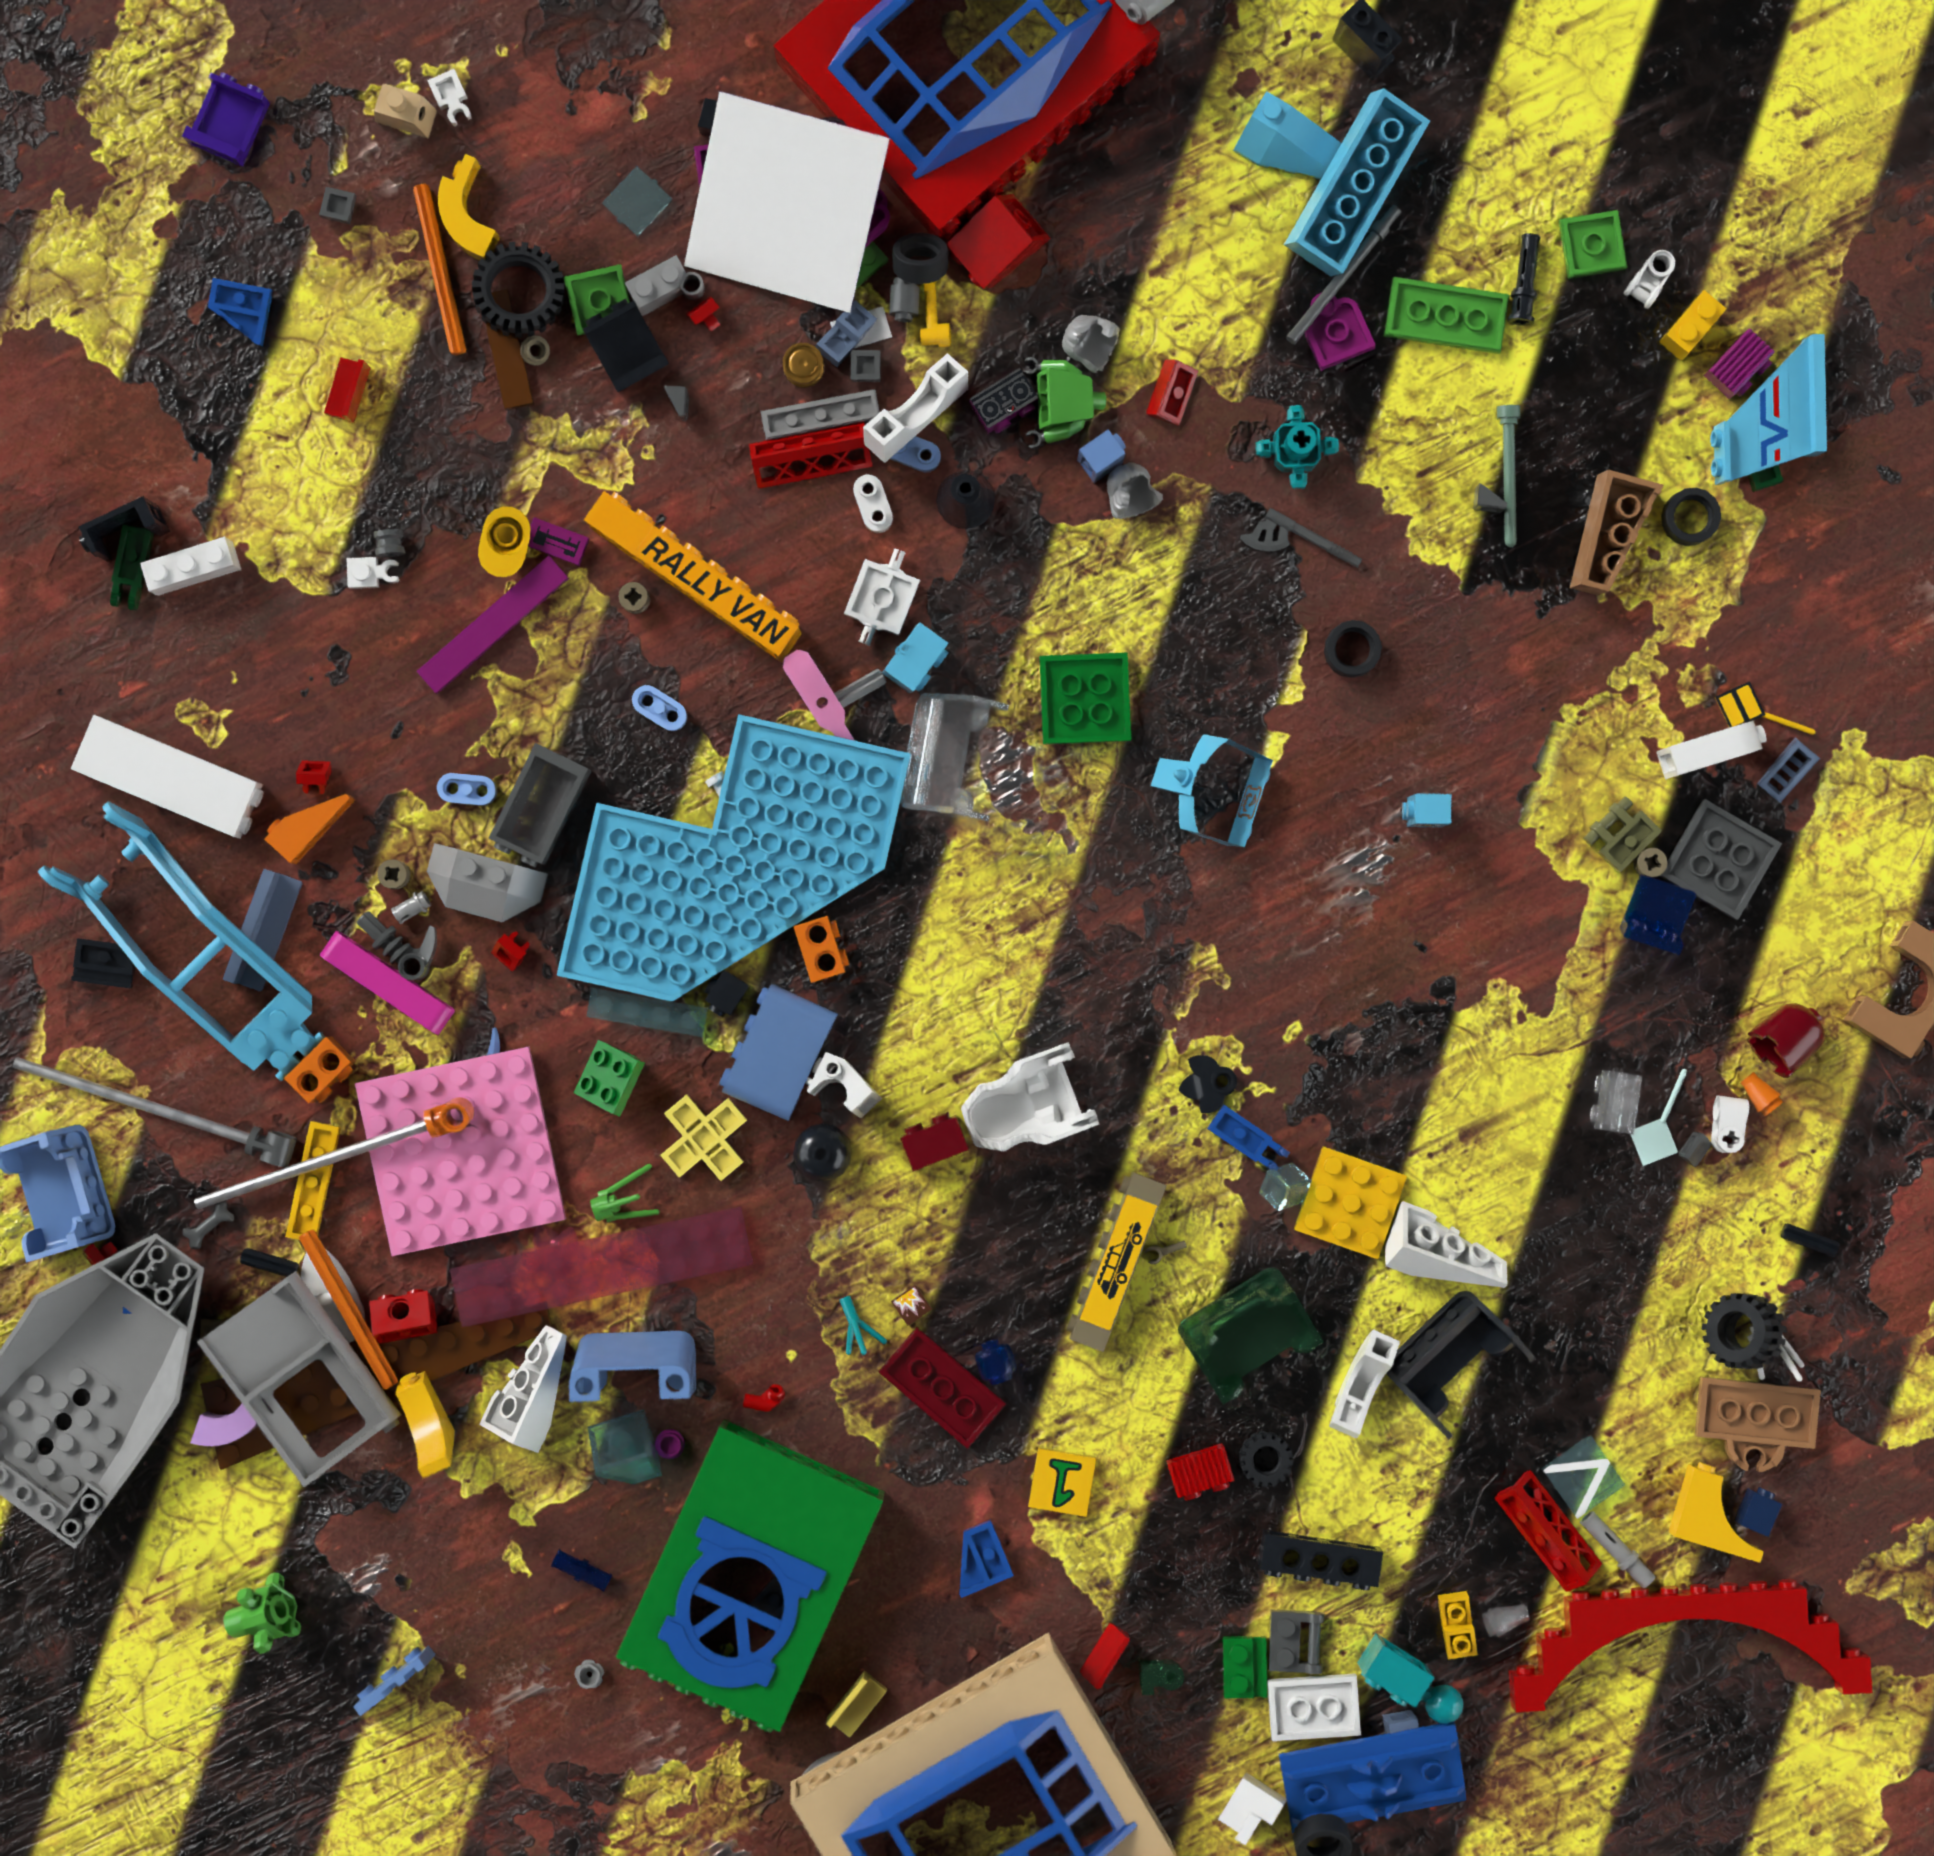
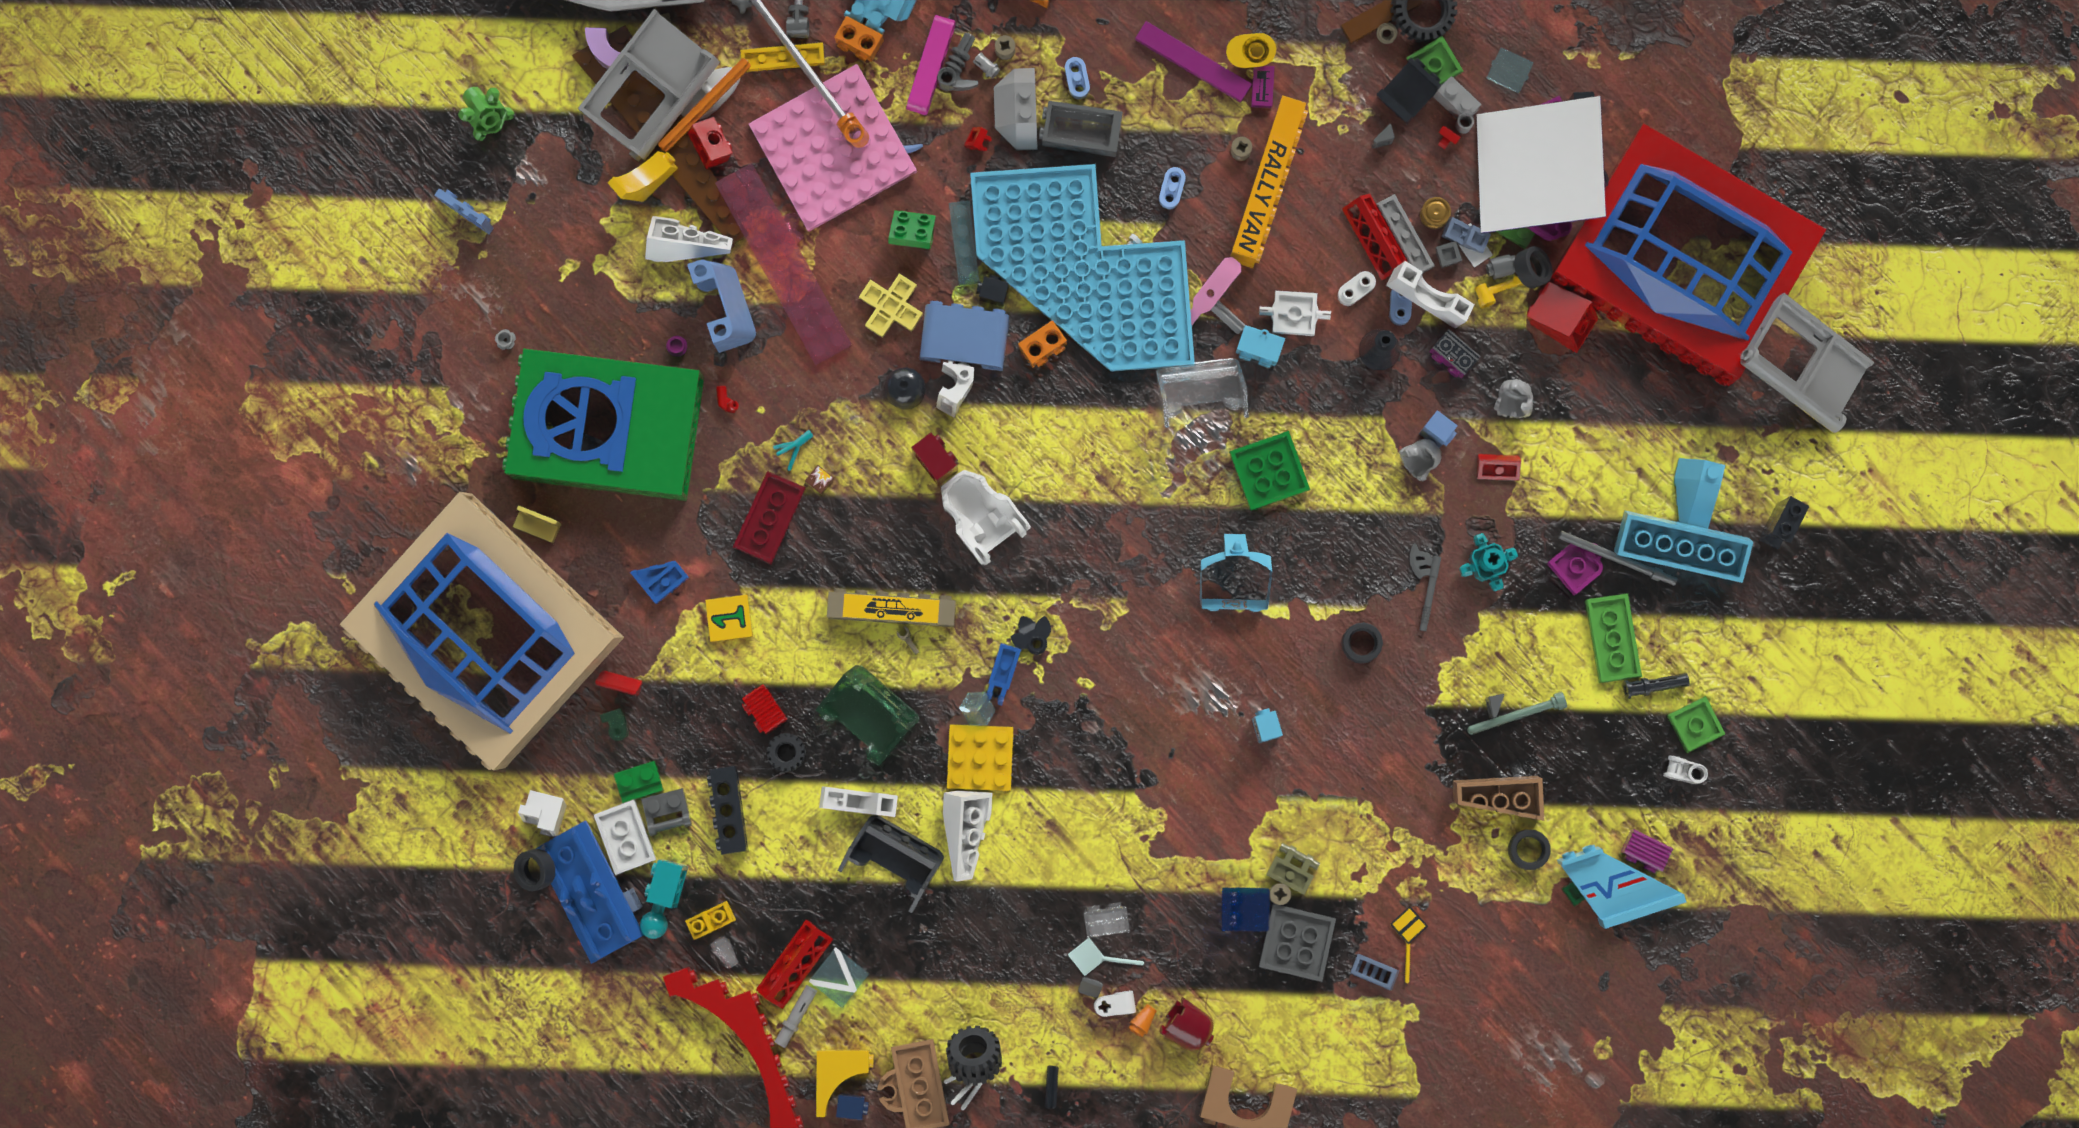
camera: 70 degrees right, 5 degrees down
(268, 1262) = (719, 44): black axle -> none
(581, 1570) = (574, 313): clear blue pin -> none
(606, 1206) = (825, 255): bright green plant -> none
(625, 1449) = (664, 316): clear light blue slope -> none
(995, 1362) = (797, 547): clear blue head -> none
(1063, 399) = (1468, 393): bright green torso -> none
(1692, 325) = (1662, 809): yellow brick -> none
(1711, 749) = (1372, 911): white window -> none

